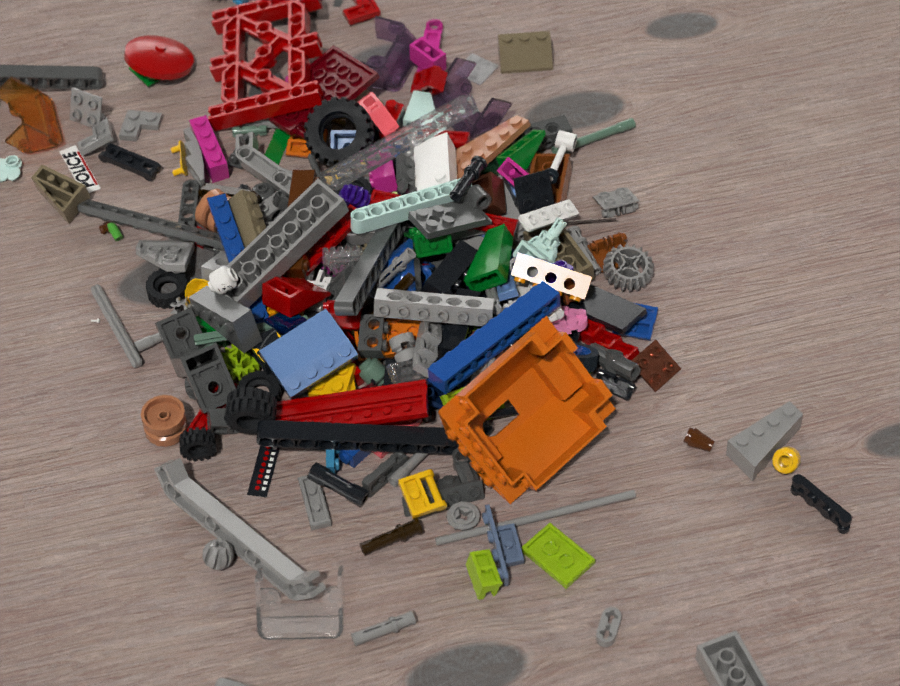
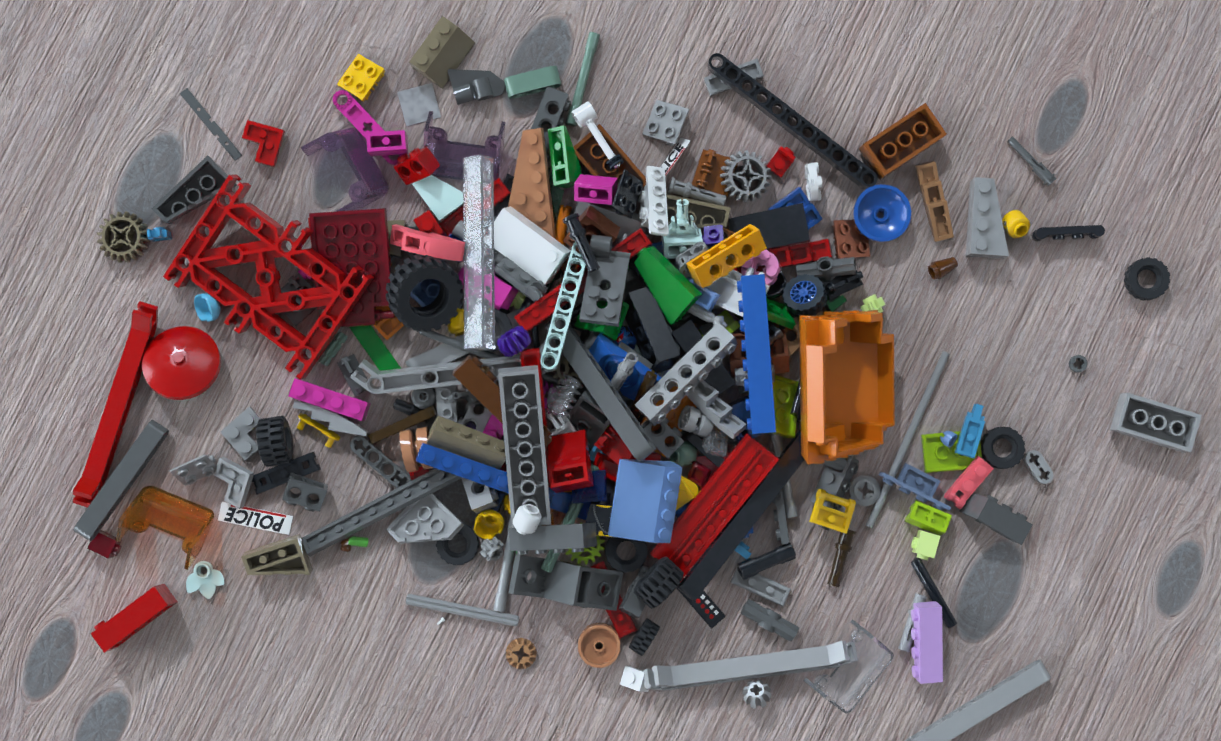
camera: 55 degrees left, 35 degrees up
(103, 45) = (117, 405): none -> red piece
(108, 389) = (526, 661): none -> medium nougat gear
(126, 174) = (307, 487): none -> dark grey brick
(148, 132) = (274, 441): none -> black tyre
(150, 464) = (633, 679): none -> white bracket
(213, 48) = (207, 307): none -> medium azure hair
(290, 524) = (769, 620): none -> dark grey piece
(375, 643) = (927, 642): none -> lavender brick
(424, 627) = (933, 591): none -> black axle
(460, 588) = (925, 544): none -> yellowish green brick
(467, 24) = (361, 77): none -> yellow hinge
(522, 85) = (475, 85): none -> dark grey panel
(534, 621) = (997, 517): none -> dark grey wedge
(543, 581) = (968, 481): none -> coral plate
(553, 106) = (532, 82): none -> sand green beam
(559, 538) = (949, 438): none -> medium blue hinge
(585, 548) = (971, 432): none -> dark azure hinge
(597, 571) = (1017, 447): none -> black tyre
(619, 415) = (873, 303): none -> yellowish green gear
(664, 285) = (781, 161): none -> red bracket
(668, 307) = (813, 181): none -> white plate
(694, 218) = (717, 86): none -> light grey tile
(698, 359) = (895, 212): none -> blue dish
(701, 270) = (787, 112): none -> black beam
(727, 598) = (1082, 367): none -> dark grey bush
(744, 398) = (934, 201): none -> medium nougat slope
(764, 342) = (902, 141): none -> dark orange brick
(848, 458) = (1038, 168): none -> dark grey pin
(852, 574) = (1160, 271): none -> black tyre

